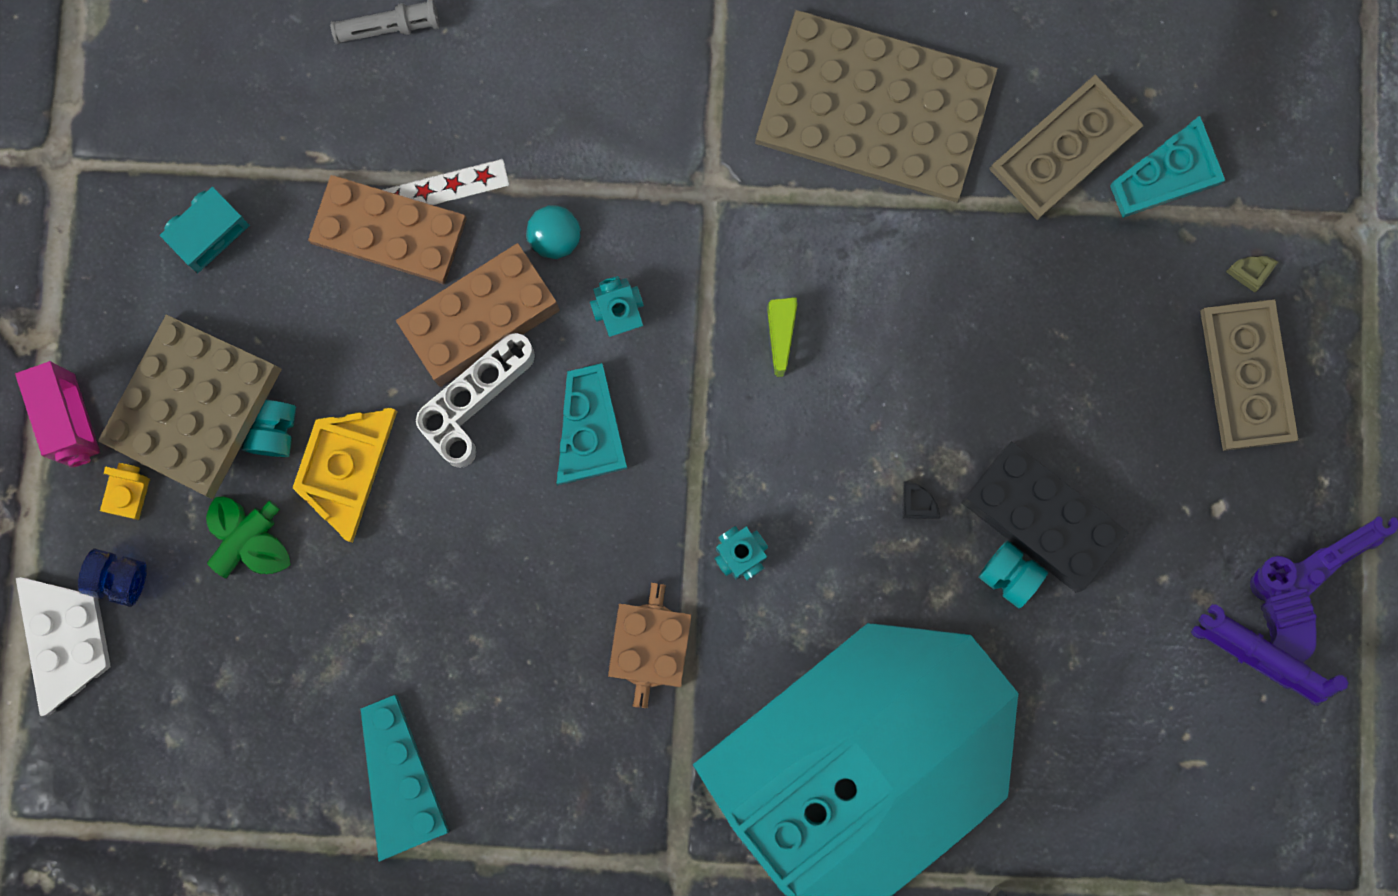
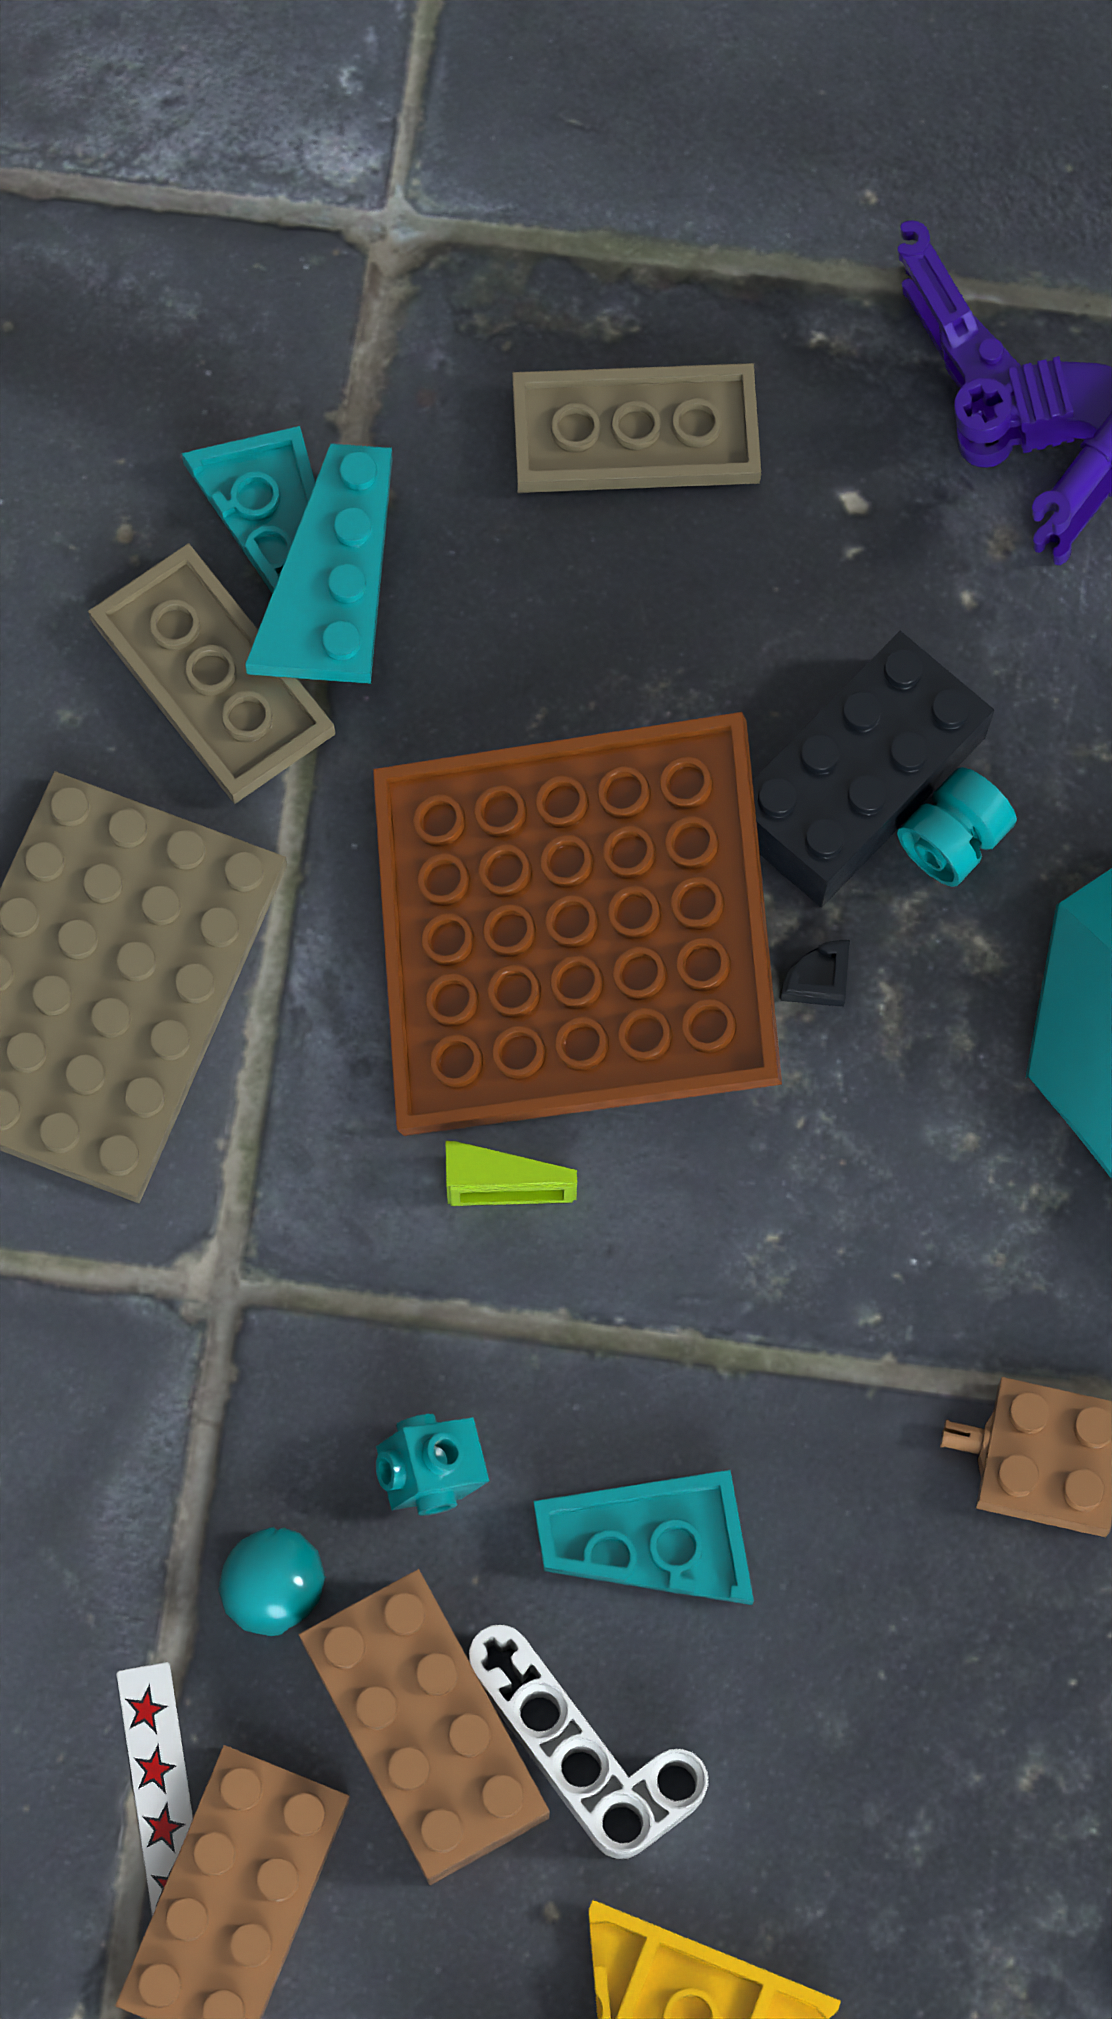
camera: 90 degrees left, 10 degrees down
(738, 567) = (896, 1298): teal brick -> none
(930, 359) = (575, 926): none -> dark orange plate
(1125, 205) = (330, 583): none -> teal wing
(1252, 271) = (456, 405): olive tile -> none

